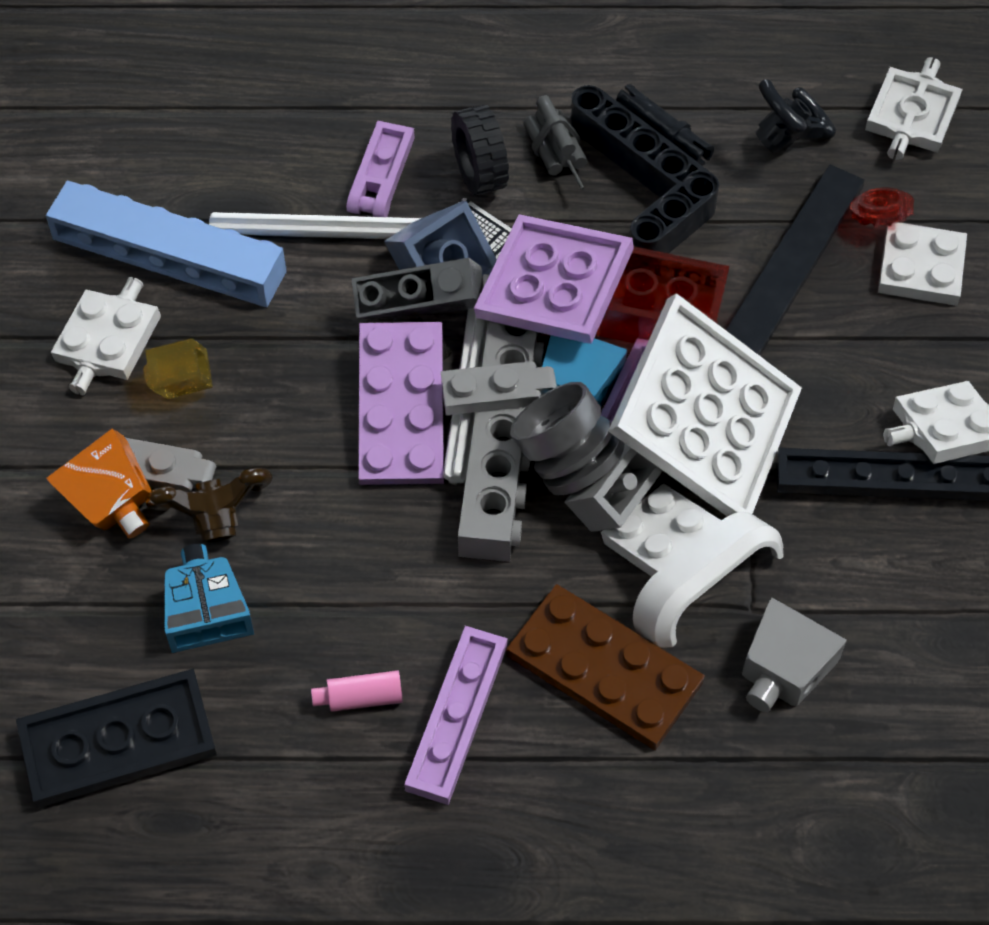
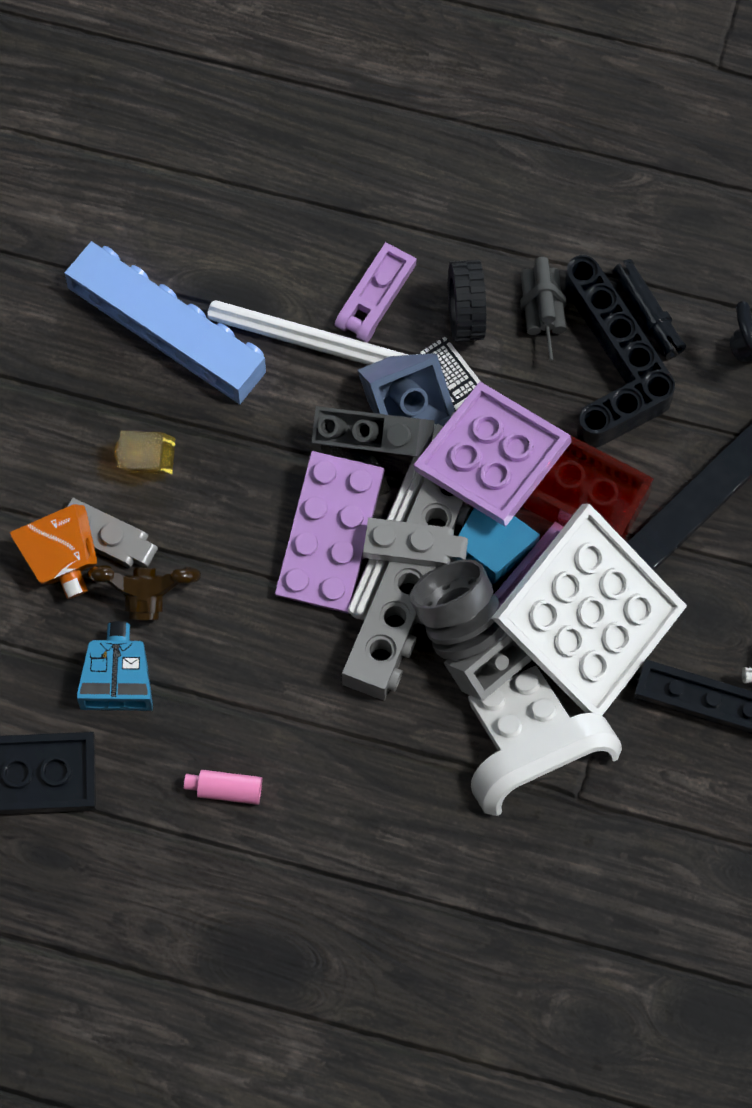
camera: 15 degrees right, 10 degrees up
(106, 335) = (92, 398): white plate -> none
(456, 715) = (299, 827): lavender plate -> none
(605, 666) = (436, 817): reddish brown plate -> none
(788, 657) = (590, 851): light grey torso -> none

